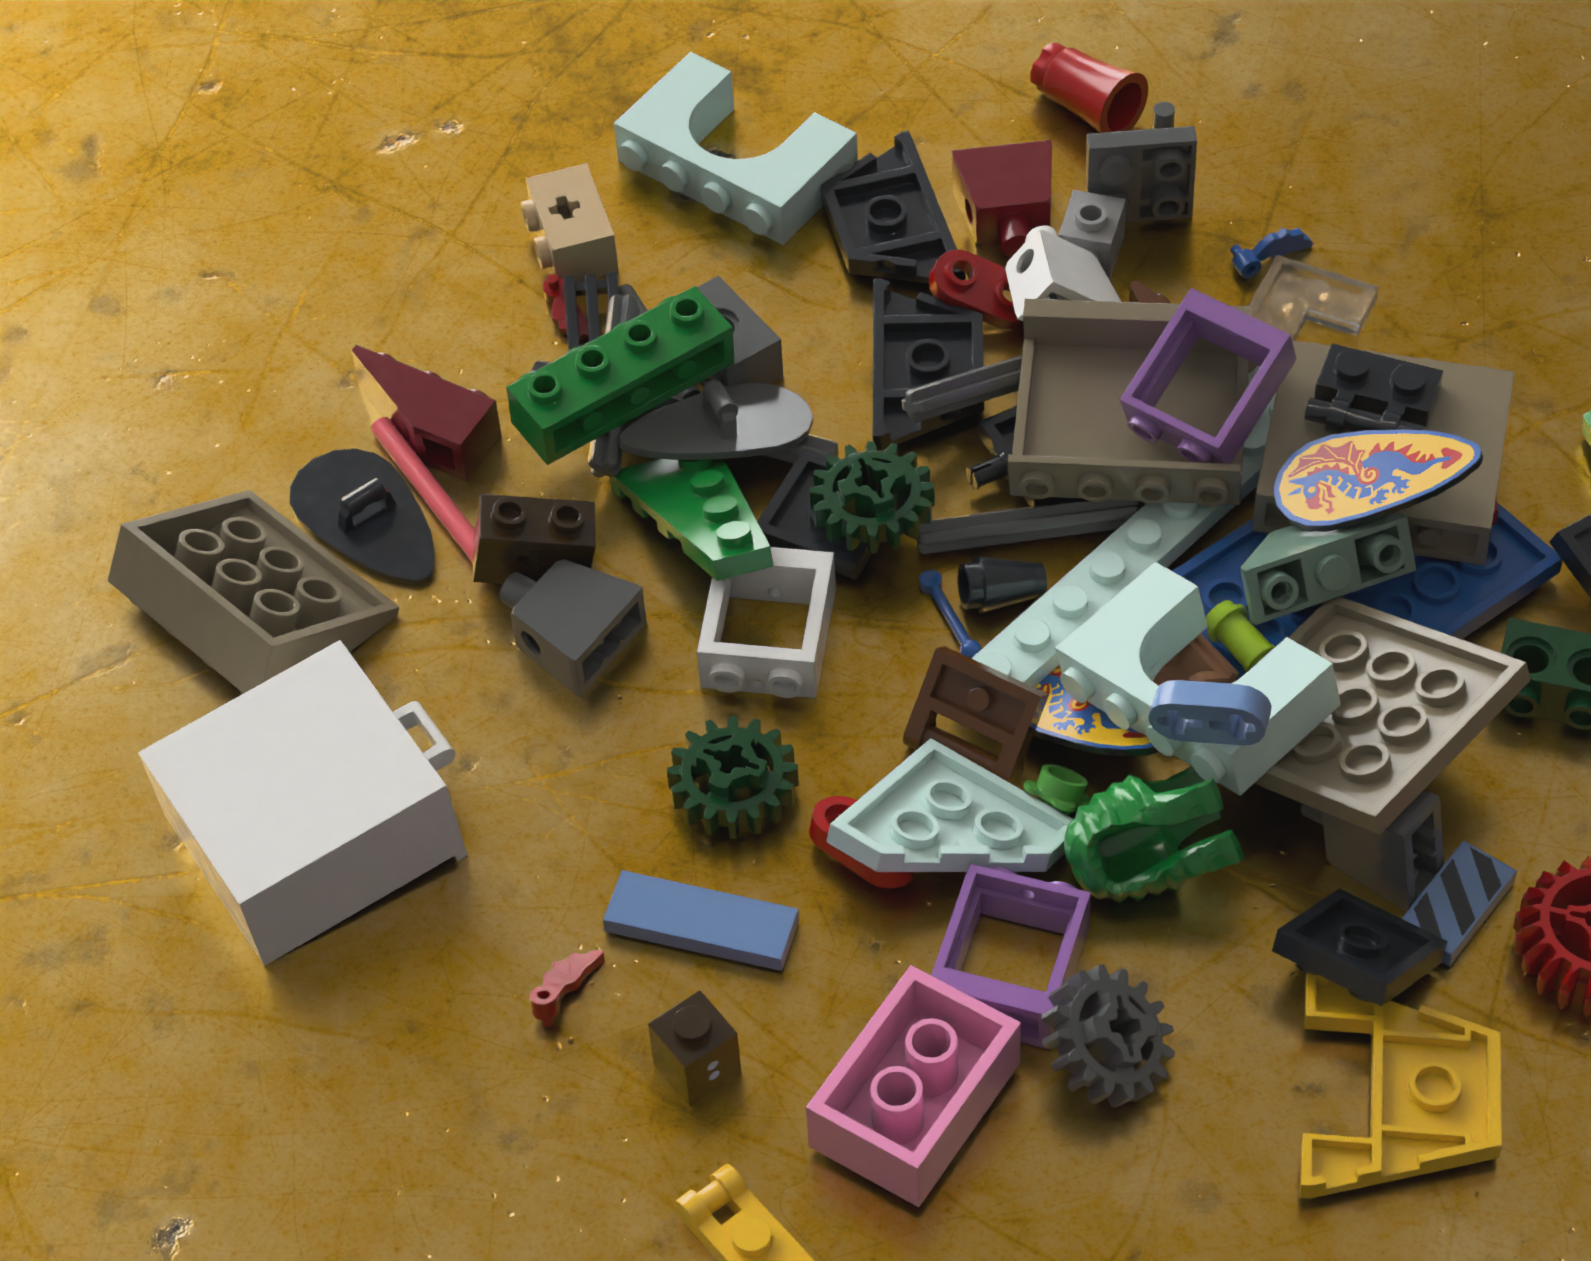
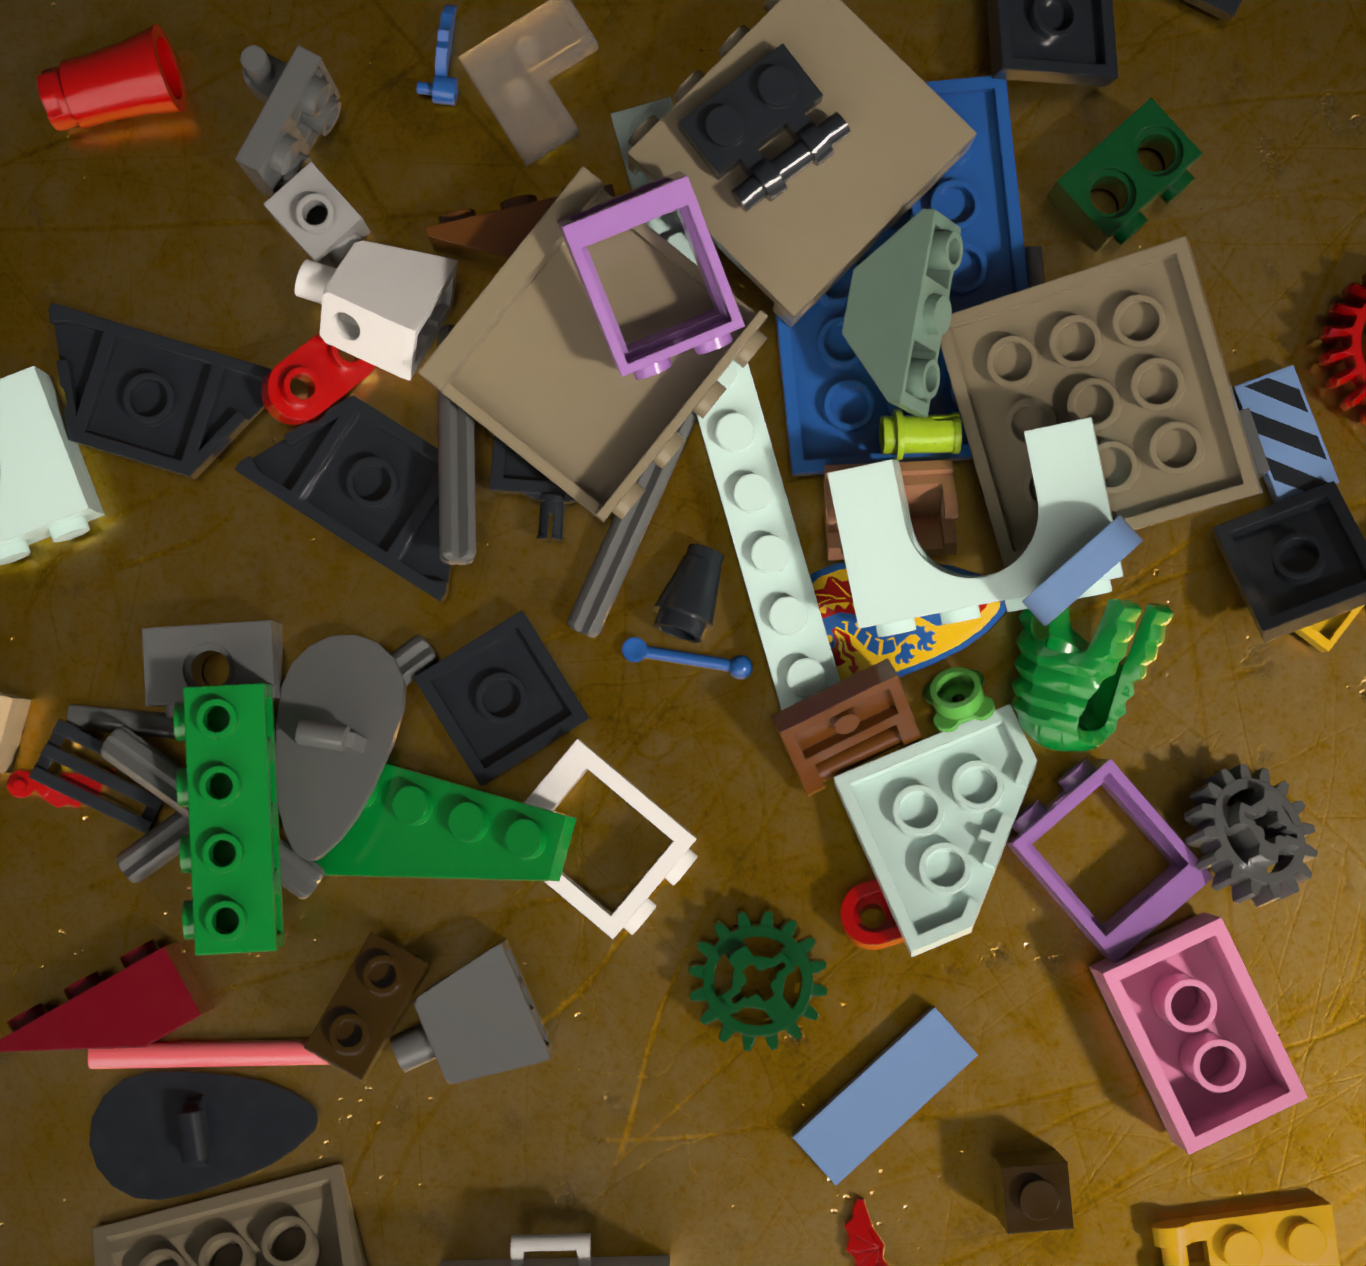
camera: 60 degrees left, 35 degrees up
(872, 497) = (540, 632): dark green gear -> none
(1003, 191) = (206, 263): dark red torso -> none
(1369, 475) = (872, 211): shield -> none

